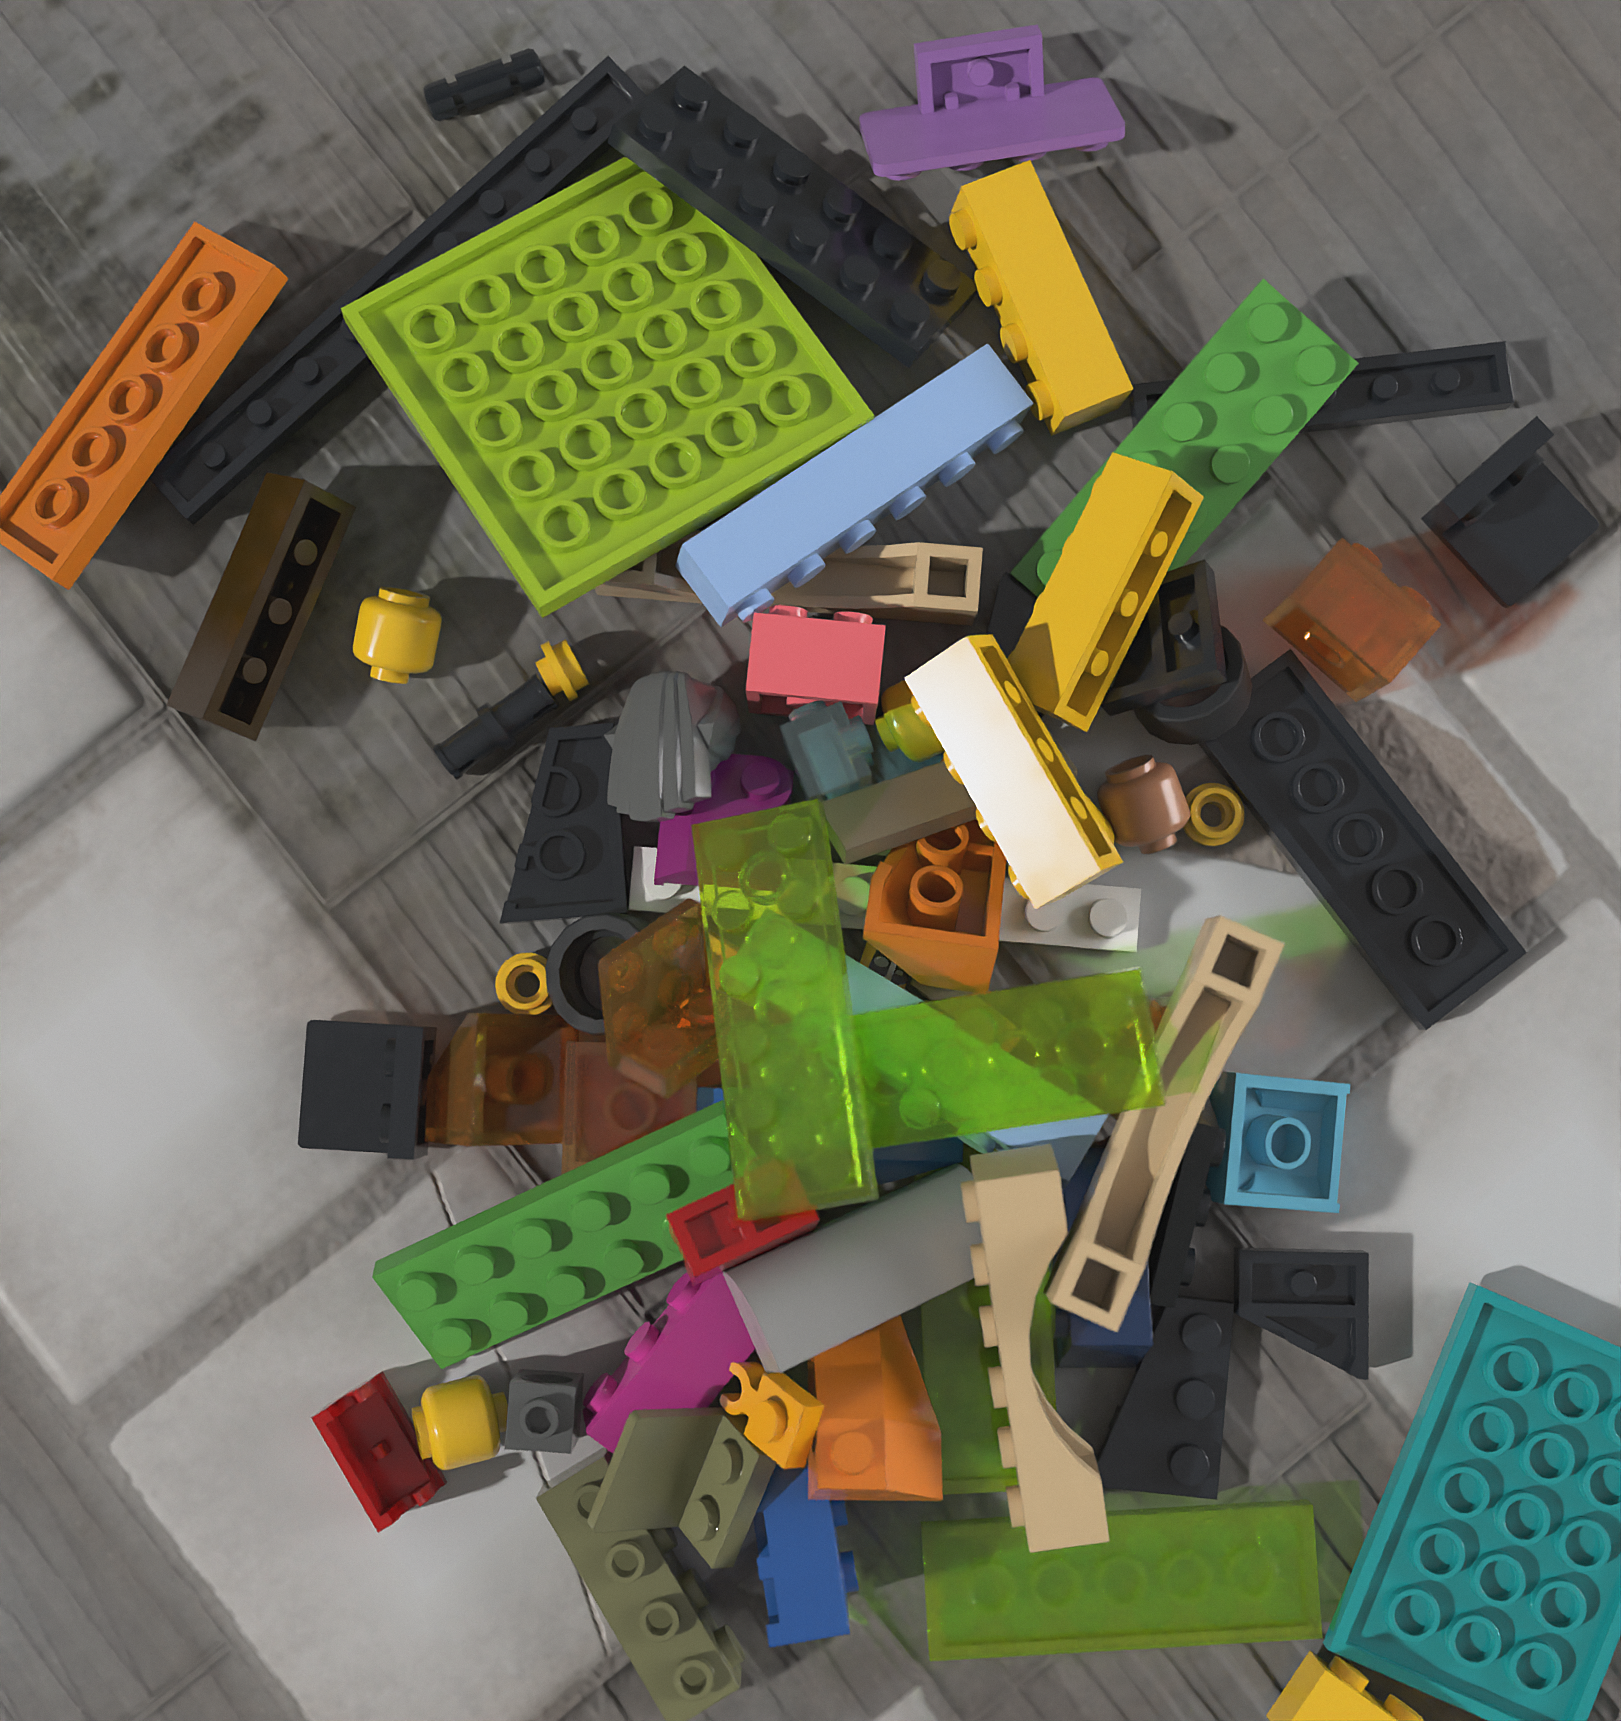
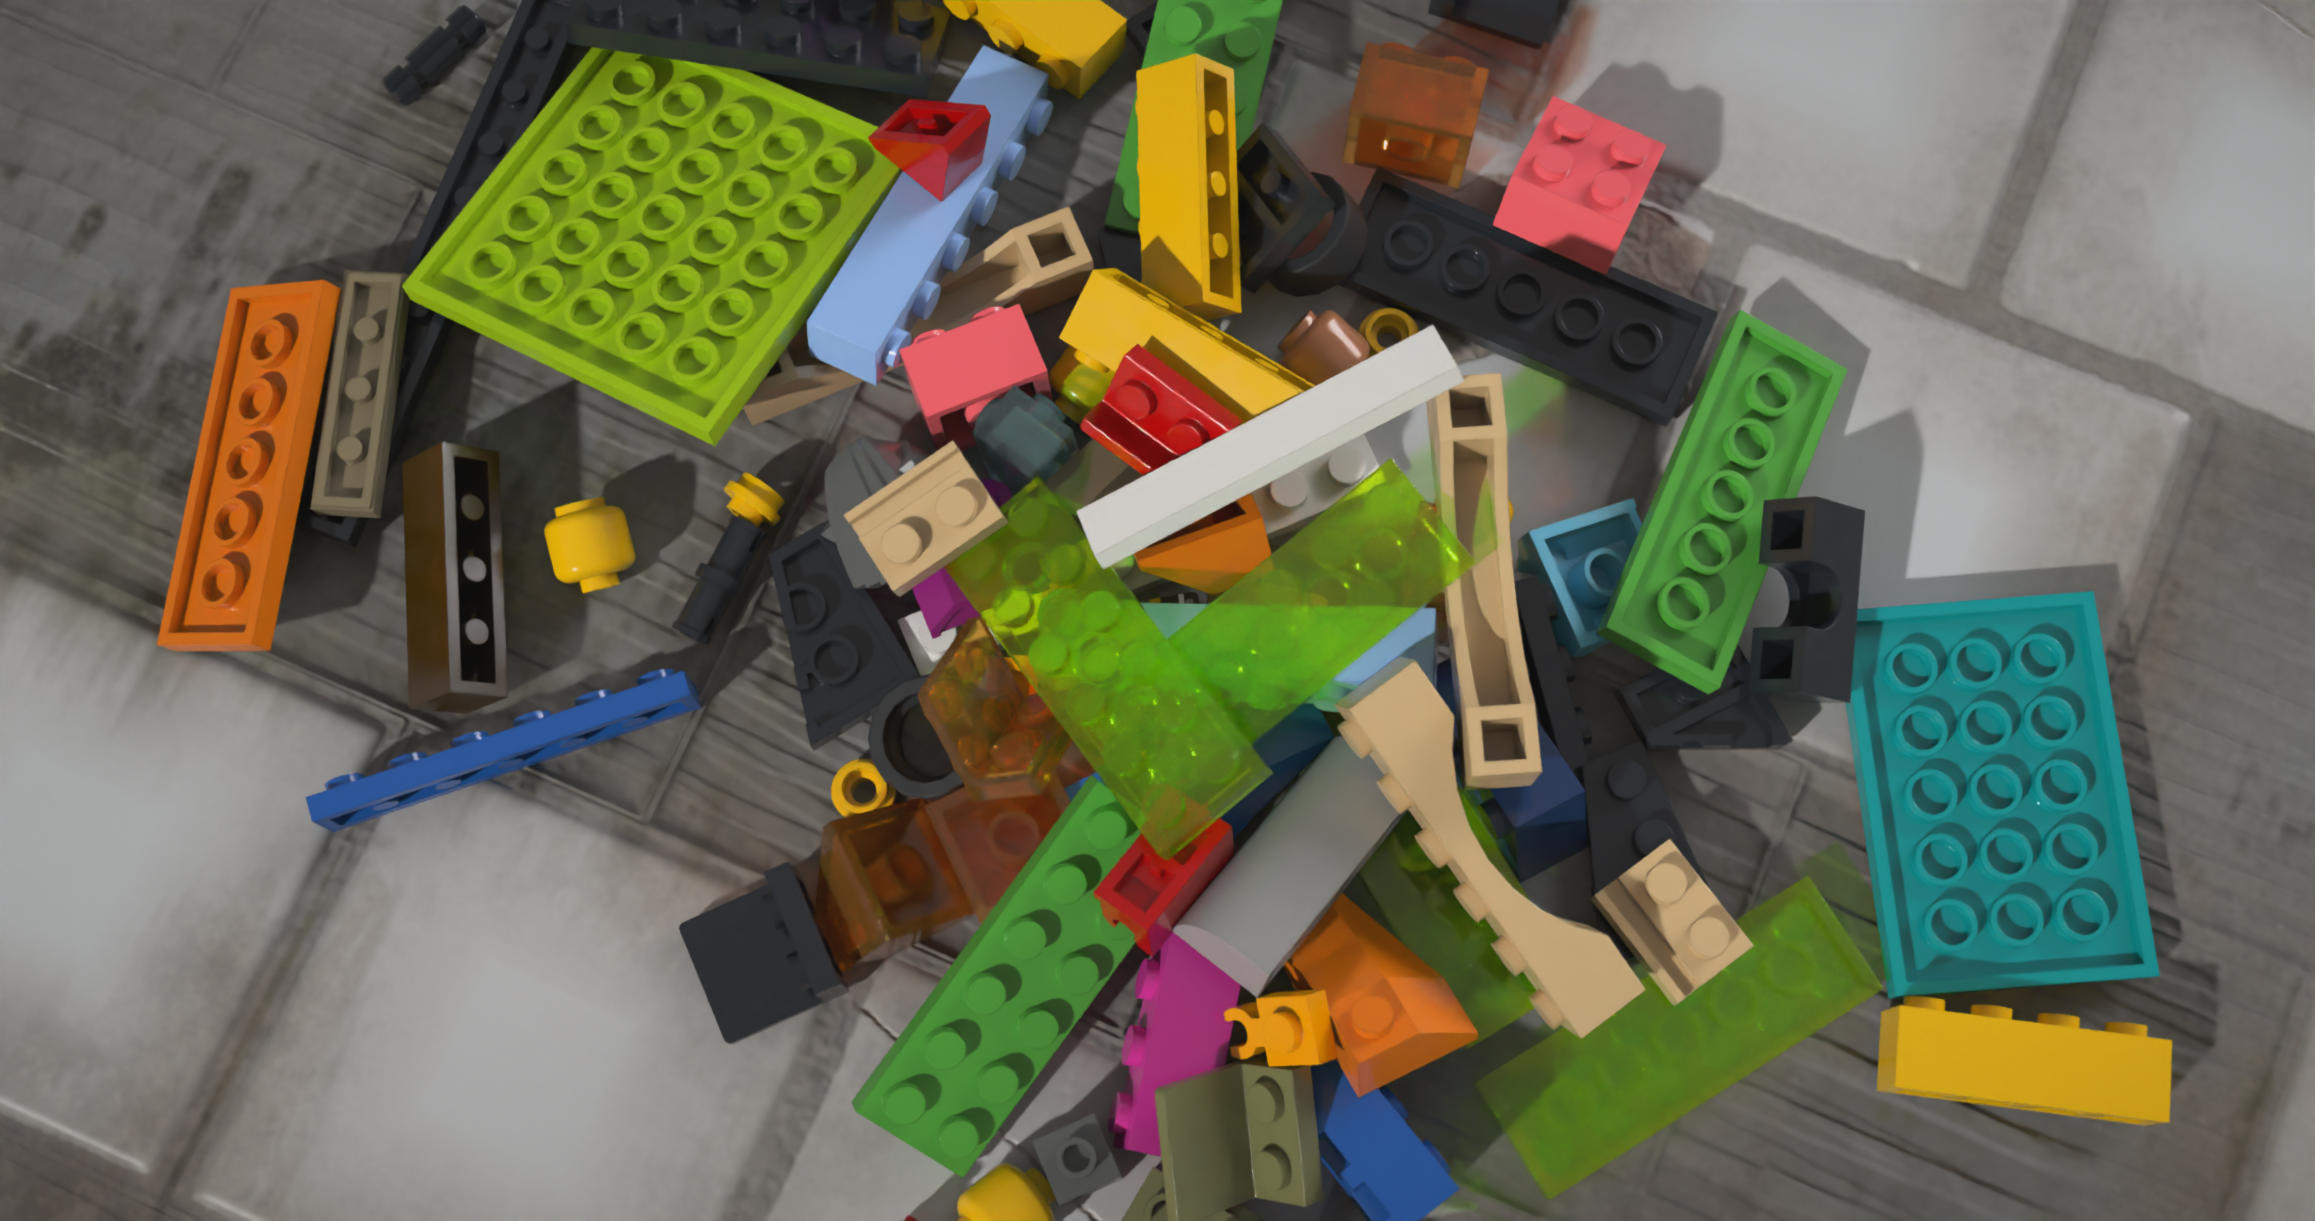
camera: 25 degrees left, 10 degrees down
(209, 779) = (482, 757): none -> blue plate
(261, 388) = (361, 395): none -> dark tan tile
(696, 788) = (925, 519): none -> tan plate
(887, 425) = (935, 142): none -> red slope
(951, 813) = (1154, 414): none -> red bracket
(1038, 896) = (1269, 446): none -> white tile
(1168, 1484) = (1672, 922): none -> tan plate
(1430, 1134) = (1700, 541): none -> bright green plate
(1435, 1309) = (1819, 555): none -> black arch
(1467, 768) = (1578, 185): none -> coral brick

